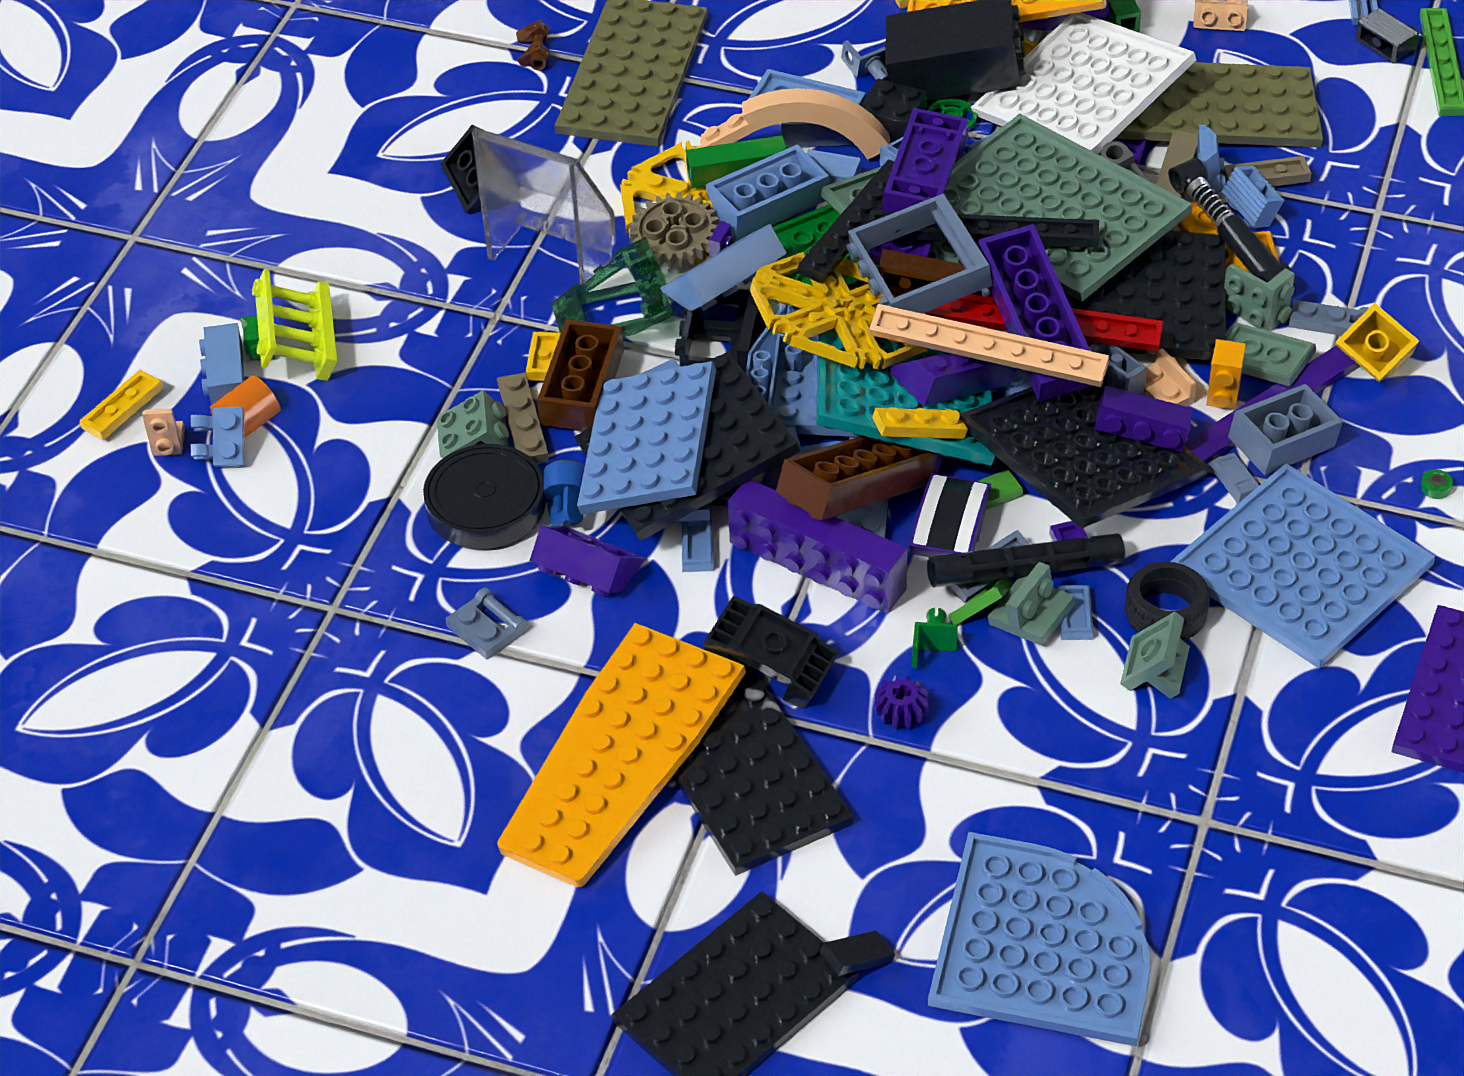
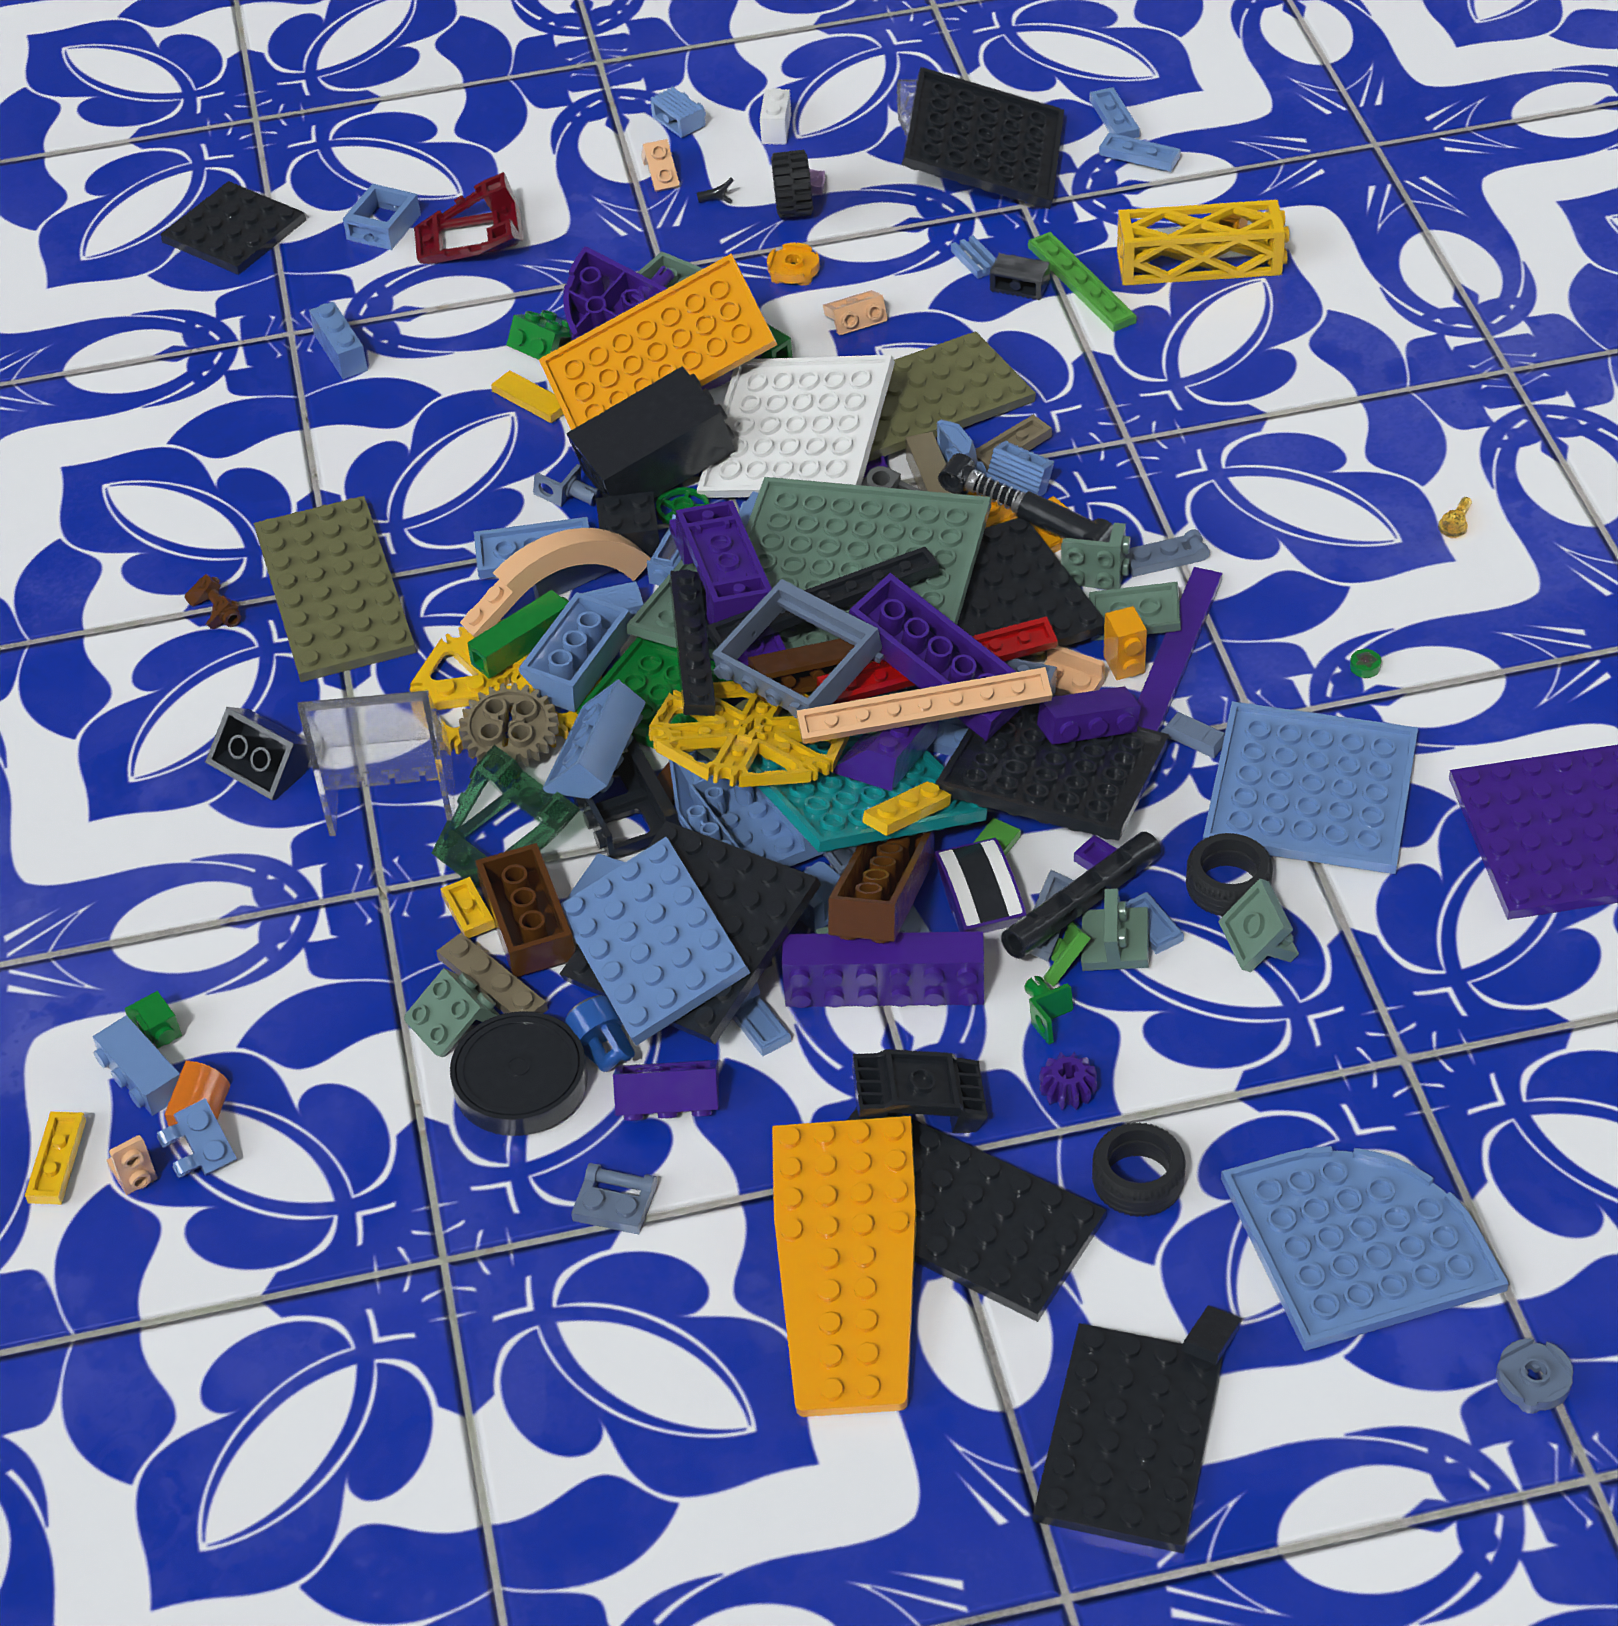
camera: 30 degrees left, 0 degrees up
(319, 319) = (201, 969): neon yellow fence -> none
(720, 238) = (564, 717): dark purple plate -> none
(901, 771) = (1133, 1197): none -> black tyre
(1285, 429) = (1212, 670): sand blue brick -> none
(1377, 343) = (1231, 556): yellow slope -> none

